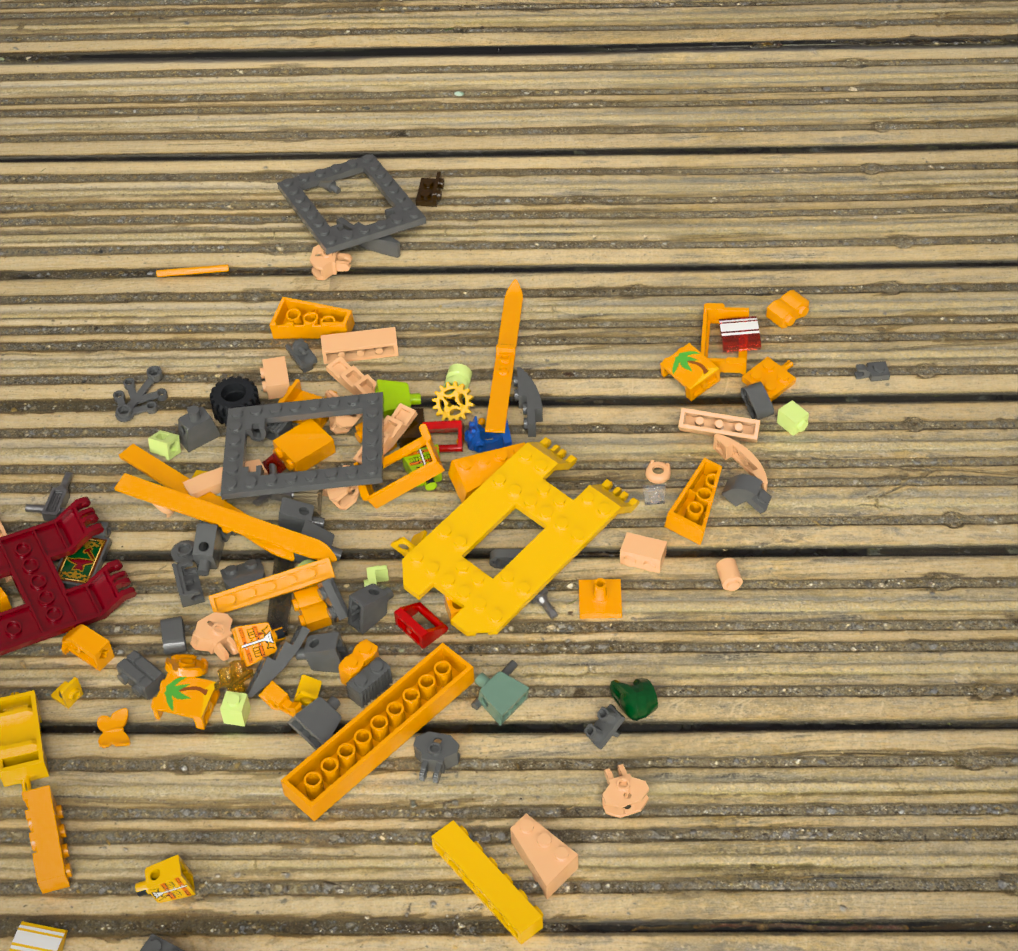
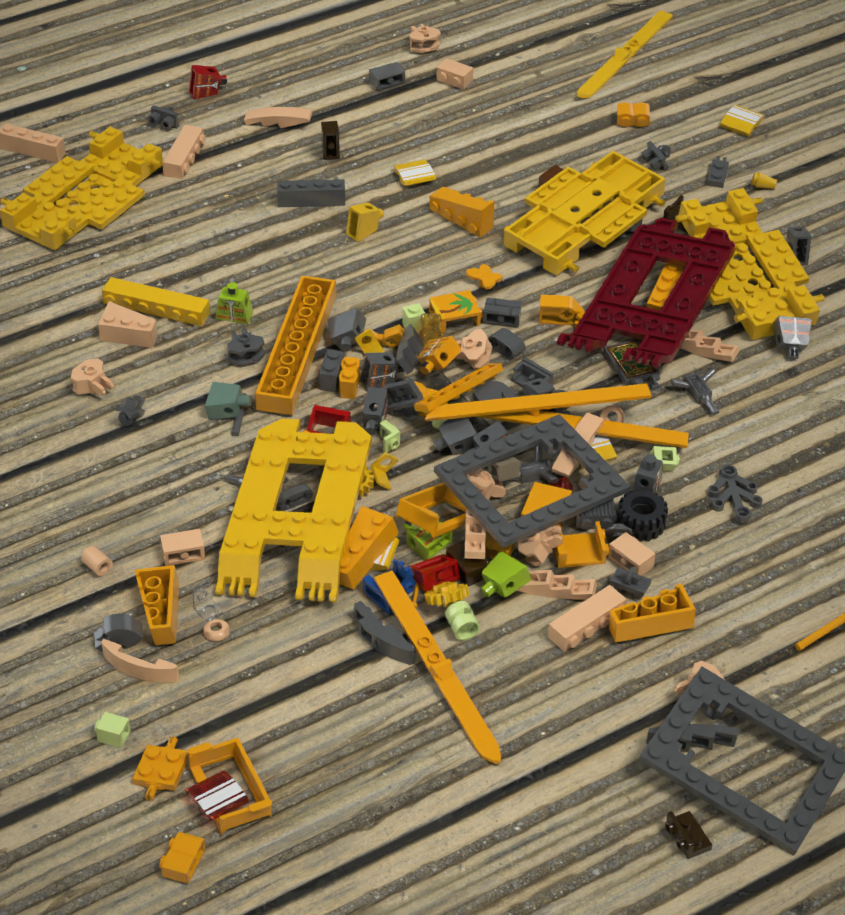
camera: 145 degrees right, 5 degrees down
(70, 692) = (540, 286): yellow bracket -> none
(186, 665) = (473, 319): light orange tile -> none
(268, 394) = (617, 530): none -> dark grey piece
(330, 186) = (781, 754): dark grey bar -> none
(407, 817) = (234, 304): none -> lime torso
(600, 598) = (198, 504): light orange tile -> none
(635, 700) = (116, 433): dark green helmet -> none
(691, 370) = (246, 727): light orange panel -> none
(714, 423) = (179, 682): light nougat brick -> none
(757, 401) = (157, 728): dark grey beam -> none
(873, 370) = (54, 829): dark grey plate -> none

